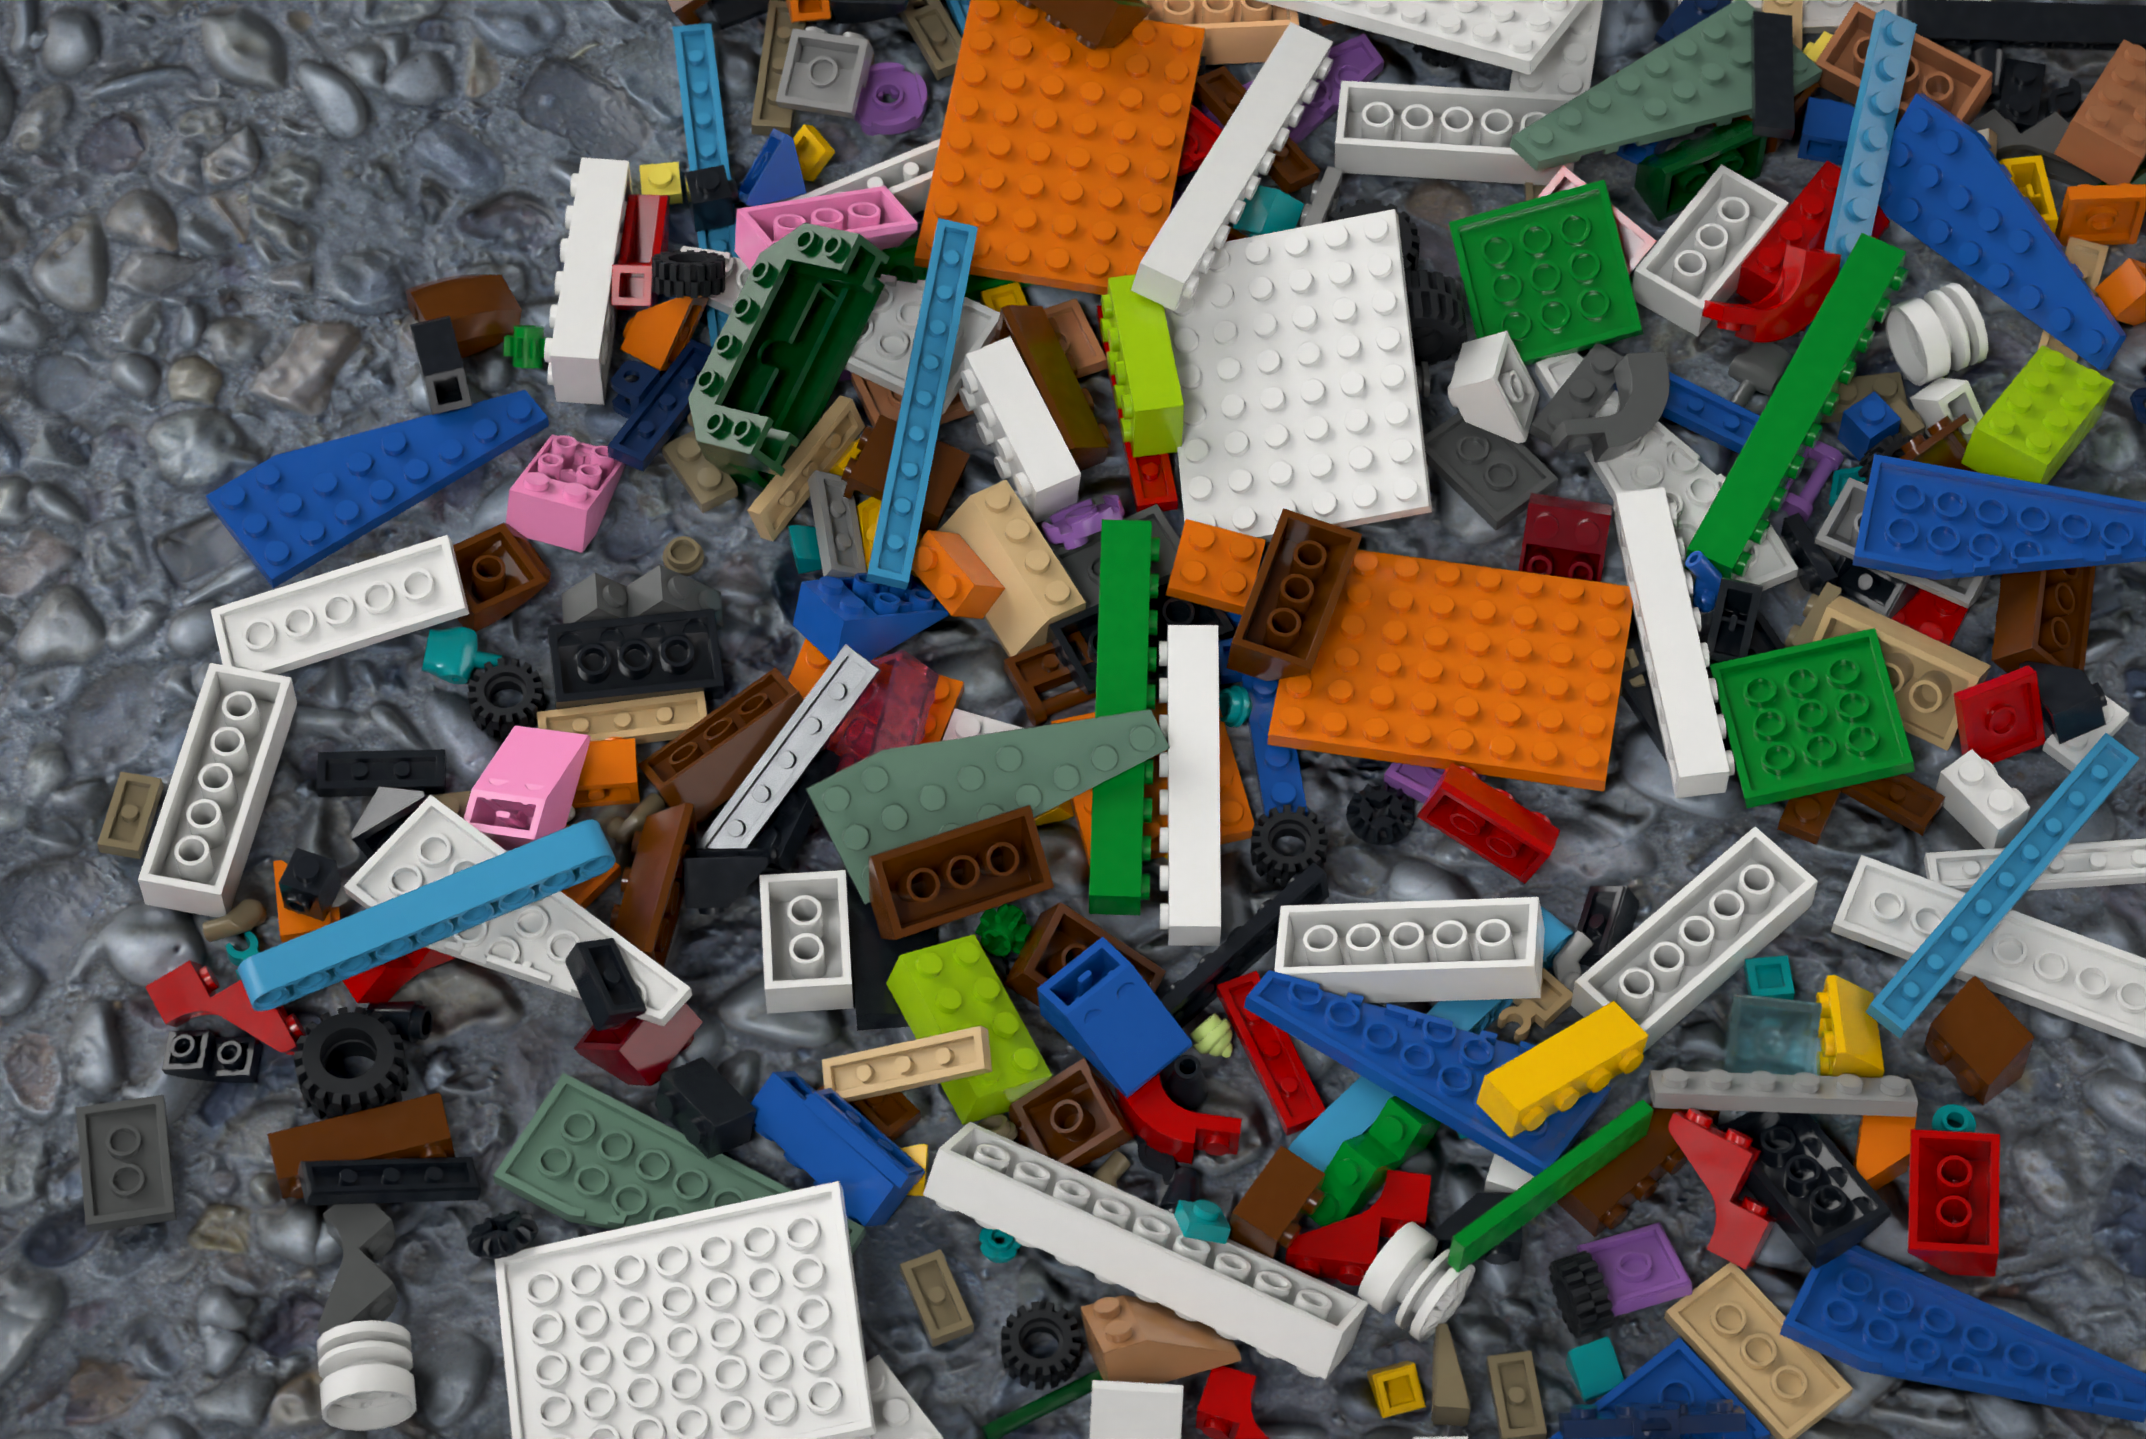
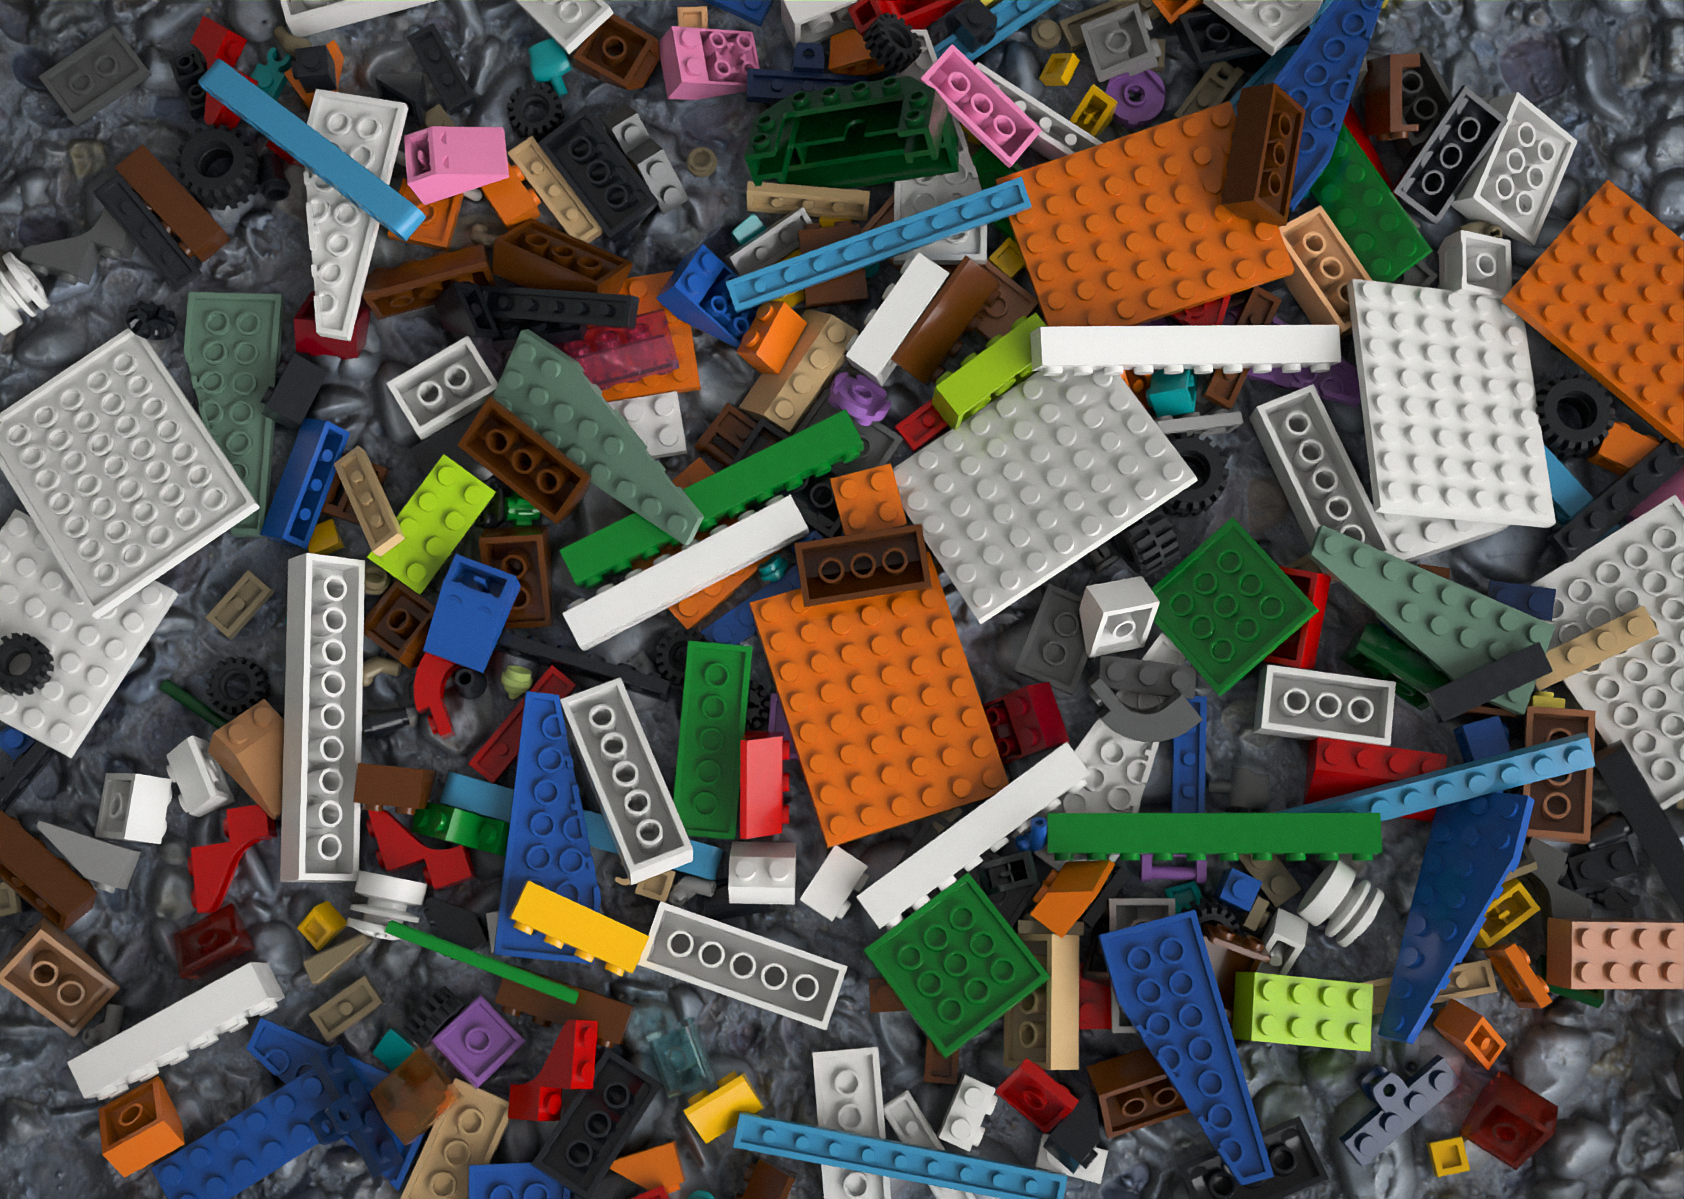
camera: 60 degrees right, 20 degrees up
(494, 488) = (693, 17): none -> light nougat tile
(604, 983) = (322, 284): black slope -> none
(749, 145) = (1046, 34): none -> dark tan plate
(774, 173) = (1018, 58): blue slope -> none
(864, 1137) = (311, 501): blue tile -> none
(883, 135) = (1094, 111): none -> yellow slope
(1202, 1221) = (358, 745): teal plate -> none
(1391, 839) = (710, 738): none -> green plate
(1597, 872) = (762, 872): none -> white slope
(1647, 814) = (834, 884): none -> white brick
(1669, 1350) = (414, 1096): none -> clear orange slope
(1769, 977) = (748, 1028): teal plate -> none
(1782, 1093) = (646, 1084): light grey plate -> none
(1790, 305) = (1298, 786): red arch -> none
(1792, 566) = (1069, 893): none -> orange slope

